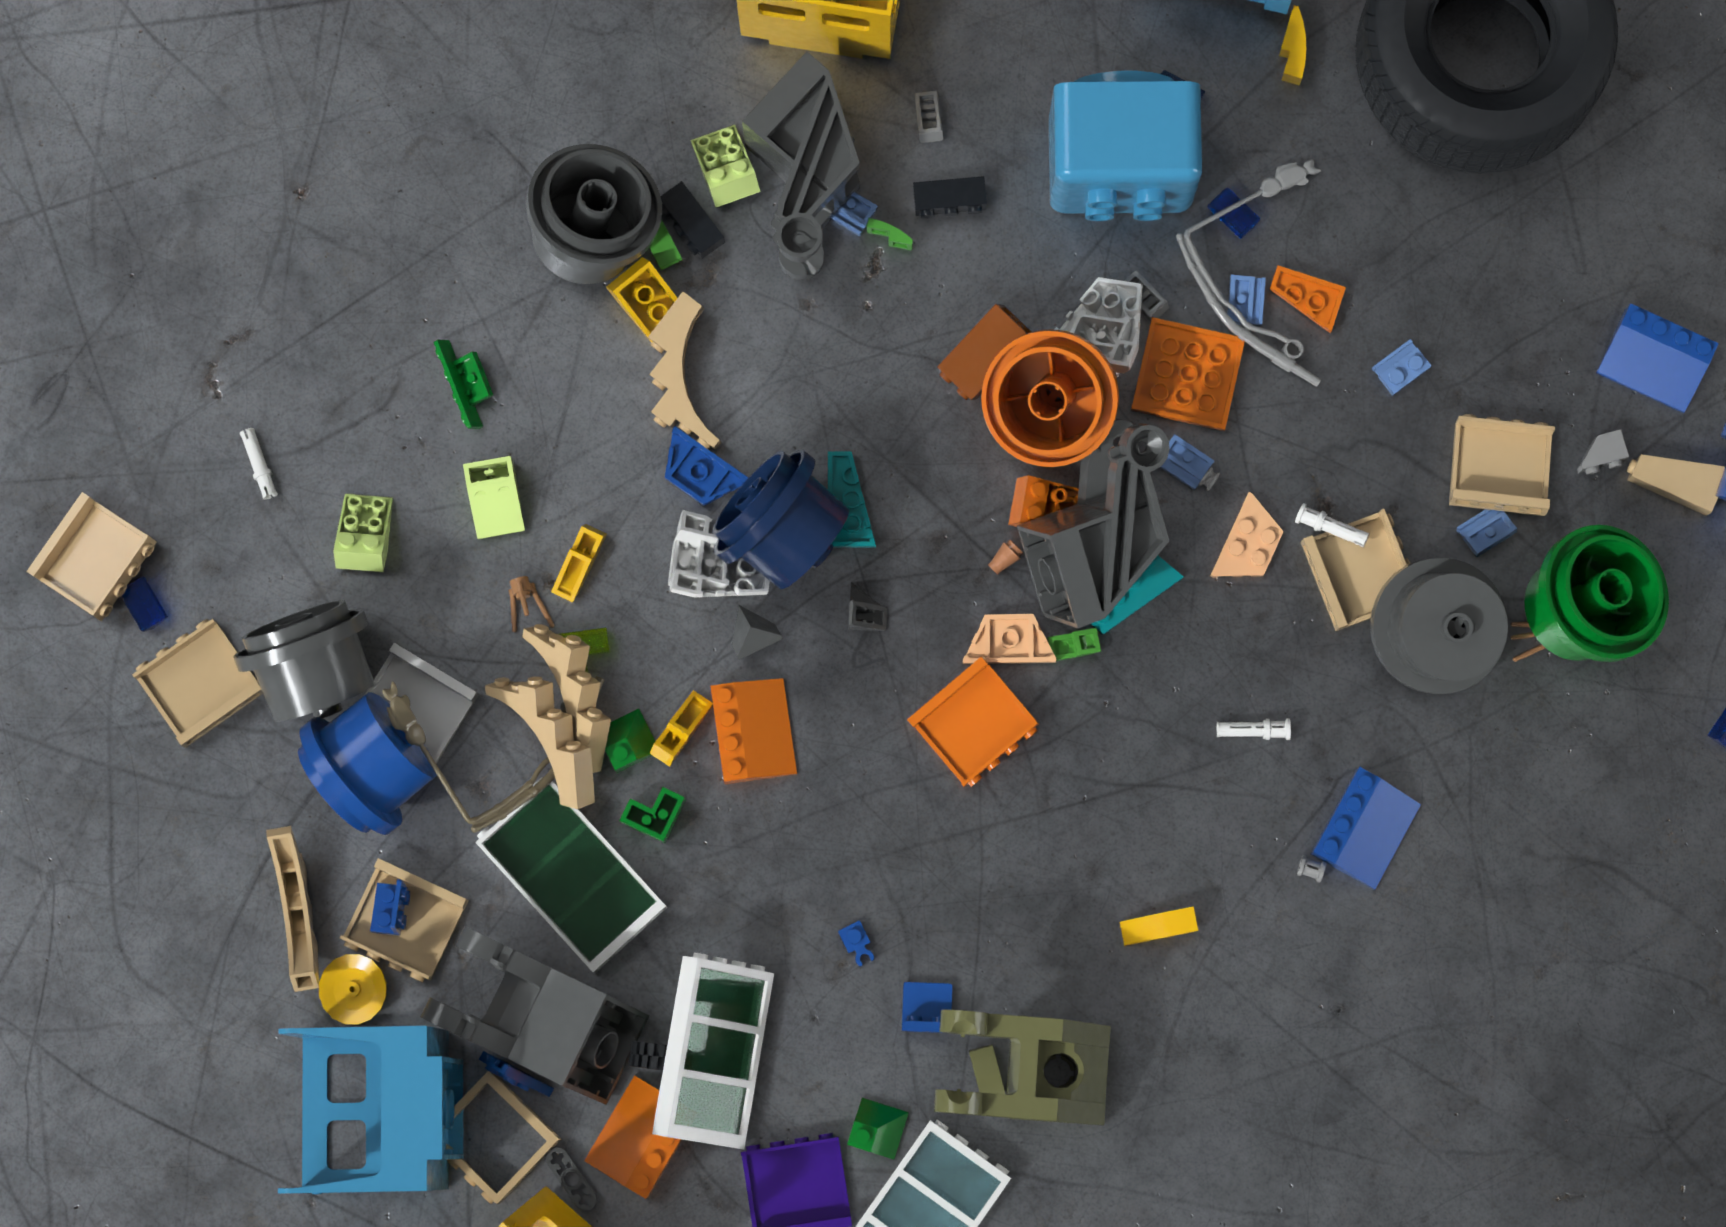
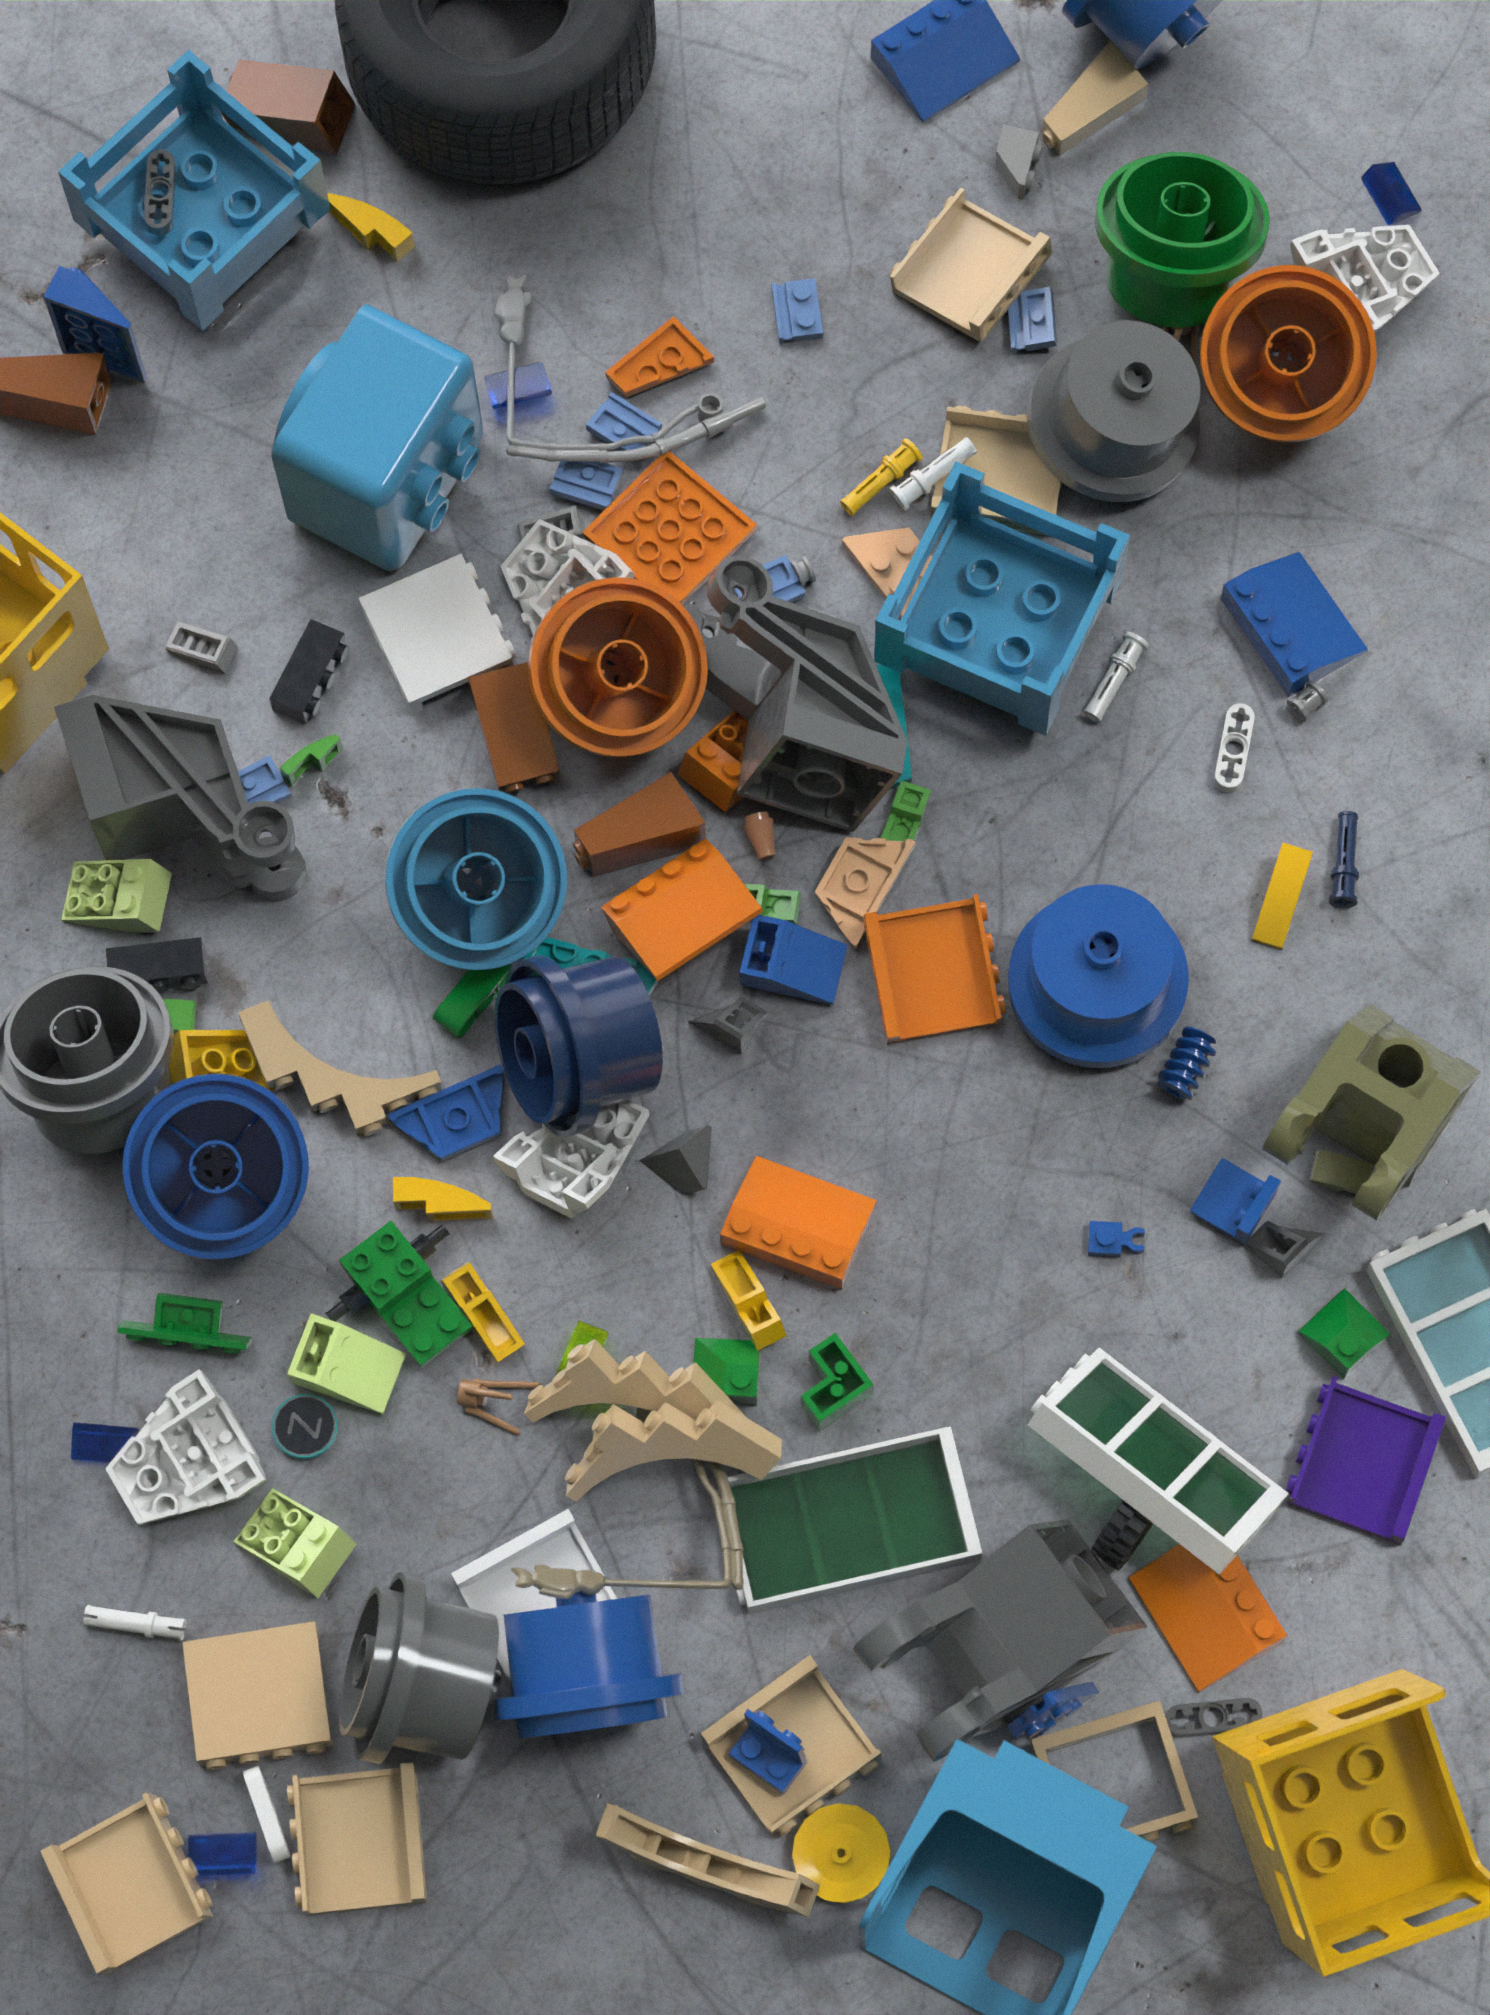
camera: 60 degrees left, 10 degrees down
(183, 616) = (266, 1814): none -> white beam
(253, 566) = (257, 1695): none -> tan panel
(361, 377) = (99, 1441): none -> clear blue slope
(379, 433) = (186, 1456): none -> white wedge
(442, 494) = (305, 1426): none -> black tile
(561, 339) = (216, 1213): none -> blue piece
(562, 505) = (403, 1292): none -> green piece
(636, 491) = (439, 1199): none -> yellow slope
(789, 433) = (470, 999): none -> green beam
(822, 398) = (517, 871): none -> dark azure piece
(916, 1056) = (1282, 1246): none -> dark grey slope
(918, 535) = (681, 909): none -> orange slope
(927, 627) = (791, 960): none -> blue slope
(959, 587) = (777, 903): none -> bright green slope
(961, 476) = (640, 829): none -> dark orange slope
(1003, 926) = (1185, 1062): none -> blue piece
(1009, 862) = (1098, 977): none -> blue piece
(1026, 263) = (436, 630): none -> white panel
(1190, 300) = (586, 482): none -> medium blue plate
(1200, 959) = (1345, 872): none -> dark blue pin
(1234, 848) = (1229, 726): none -> white beam
(1251, 623) = (997, 605): none -> dark azure piece
(1320, 496) = (890, 468): none -> yellow pin
(1514, 731) = (1301, 318): none -> orange piece
(1651, 738) = (1378, 266): none -> white wedge

